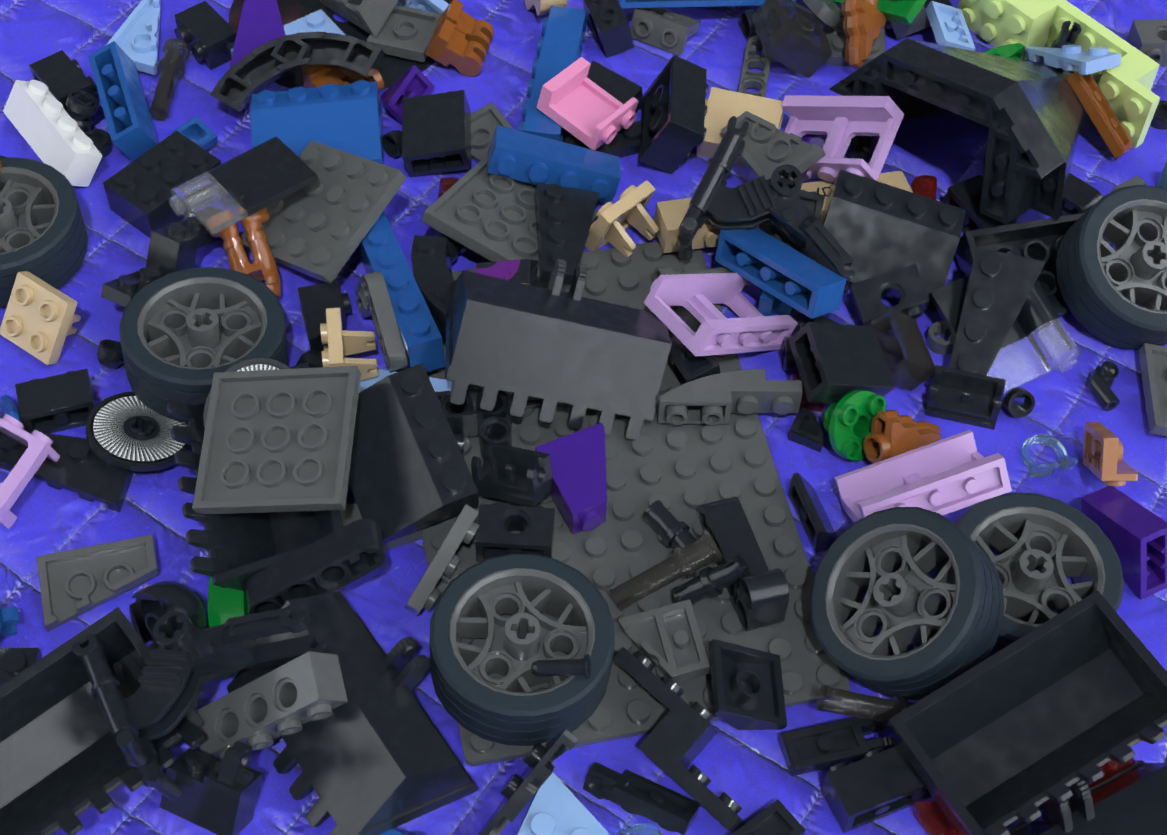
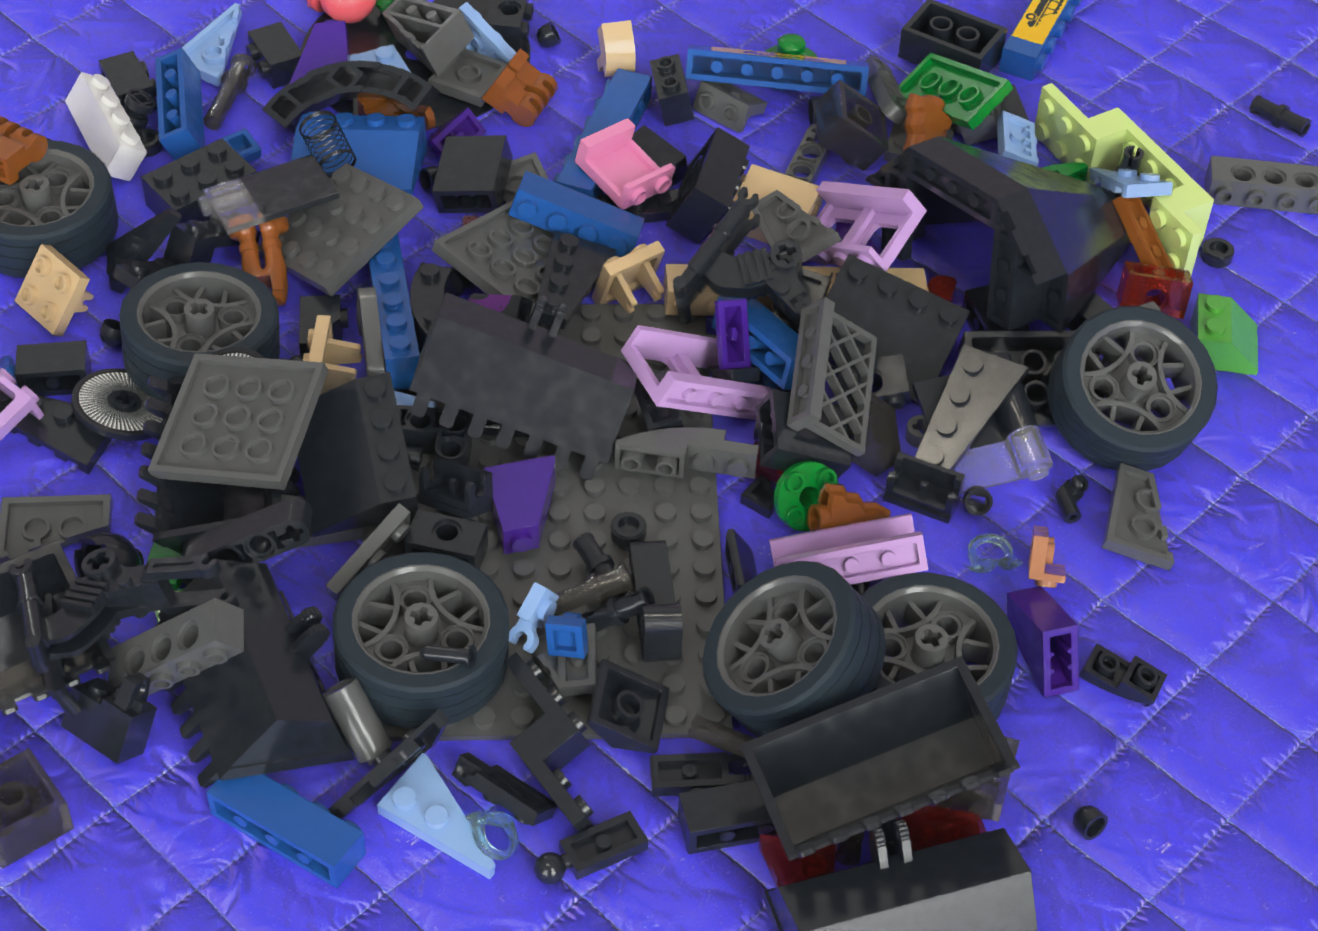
camera: 10 degrees right, 5 degrees down
(118, 257) = (139, 244): none -> black wing
(291, 102) = (323, 135): none -> black piece
(476, 749) = (357, 720): none -> dark grey brick
(632, 595) = (533, 614): none -> light blue plate
(670, 619) = (567, 635): none -> blue tile
(691, 488) = (628, 528): none -> black tile
(747, 268) = (732, 334): none -> dark purple slope
(753, 307) = (744, 375): none -> black plate
(847, 305) = (813, 369): none -> dark grey fence
(1106, 153) = (1140, 278): none -> clear red brick

